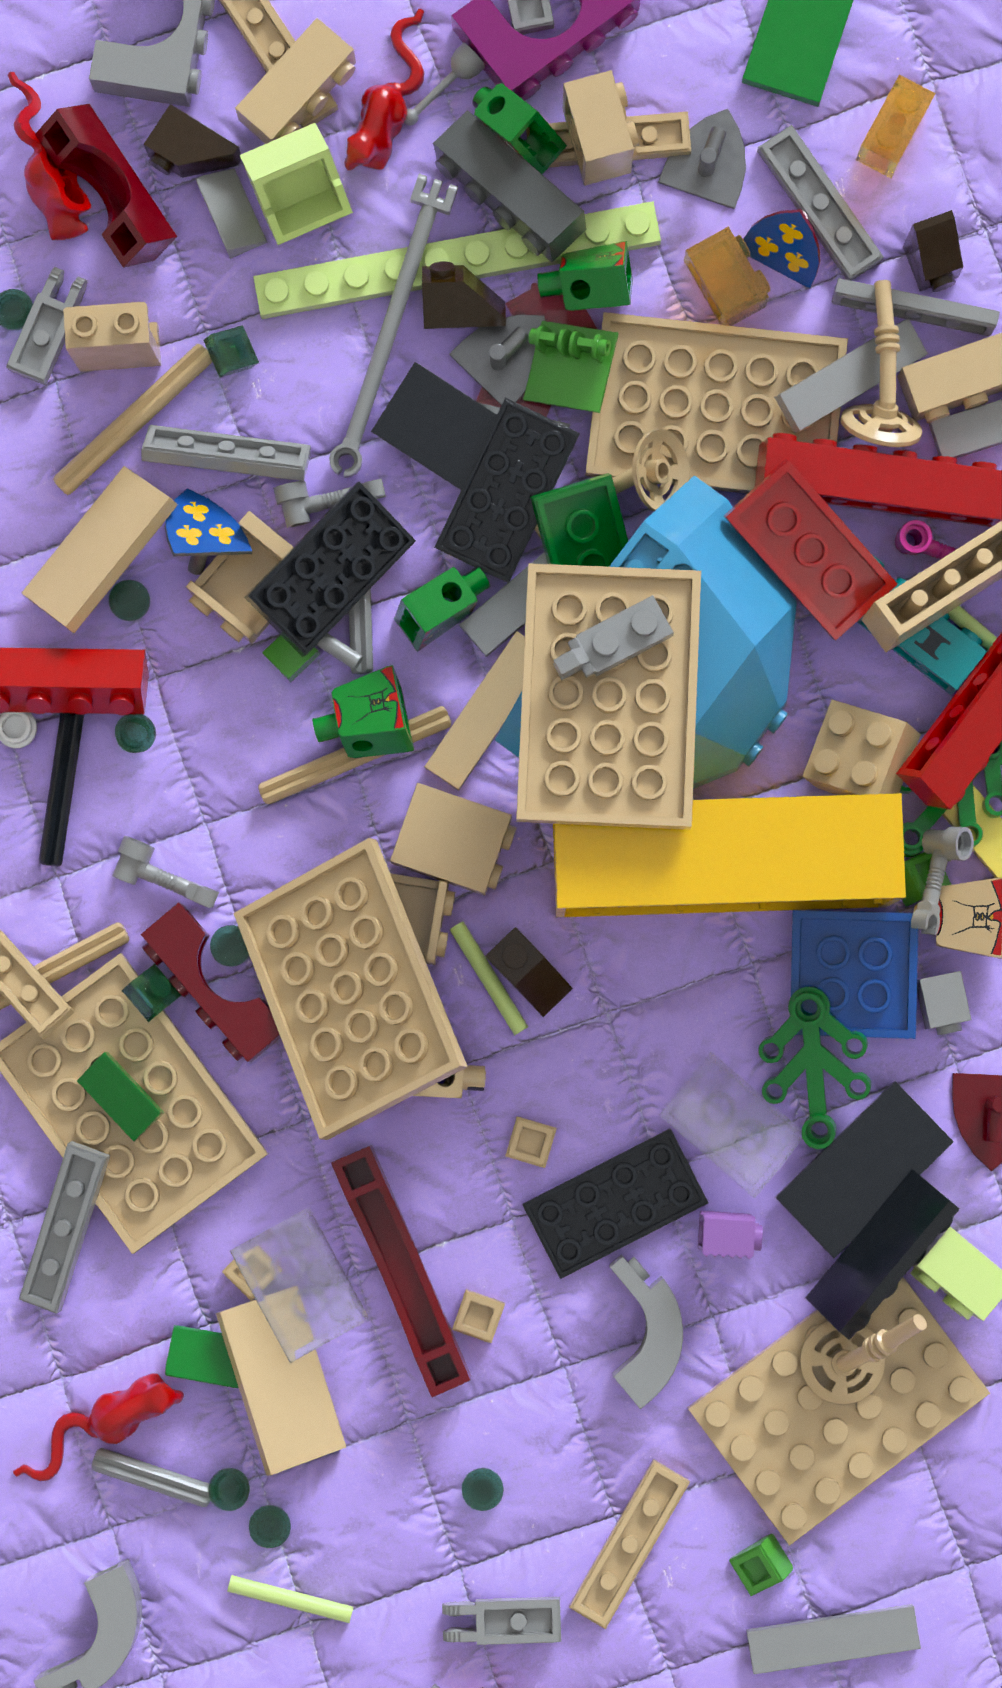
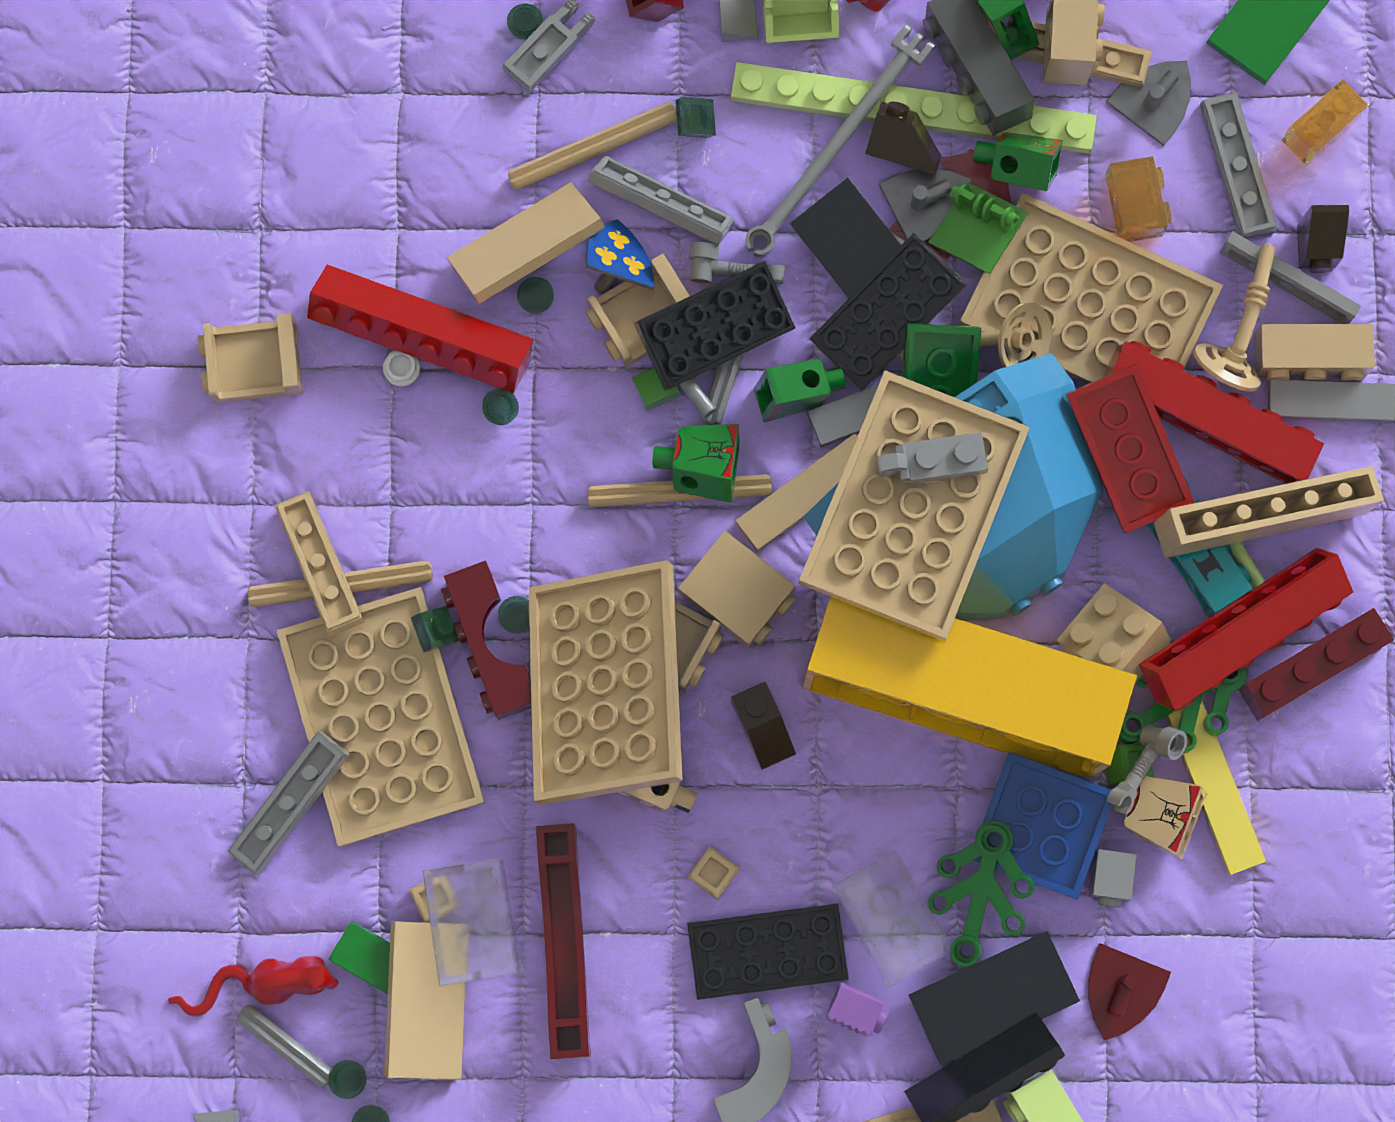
camera: 15 degrees right, 5 degrees down
(61, 789) = (420, 432): black axle -> none
(111, 336) = (599, 69): tan panel -> none
(120, 1096) = (376, 707): green slope -> none
(135, 863) = (460, 517): light grey brick -> none
(478, 1316) = (615, 1007): tan tile -> none
(488, 978) = (726, 719): yellowish green bar -> none
(786, 244) = (1197, 188): blue shield -> none
(844, 379) = (1208, 318): light grey tile -> none
(923, 541) = (1230, 474): dark pink brick -> none

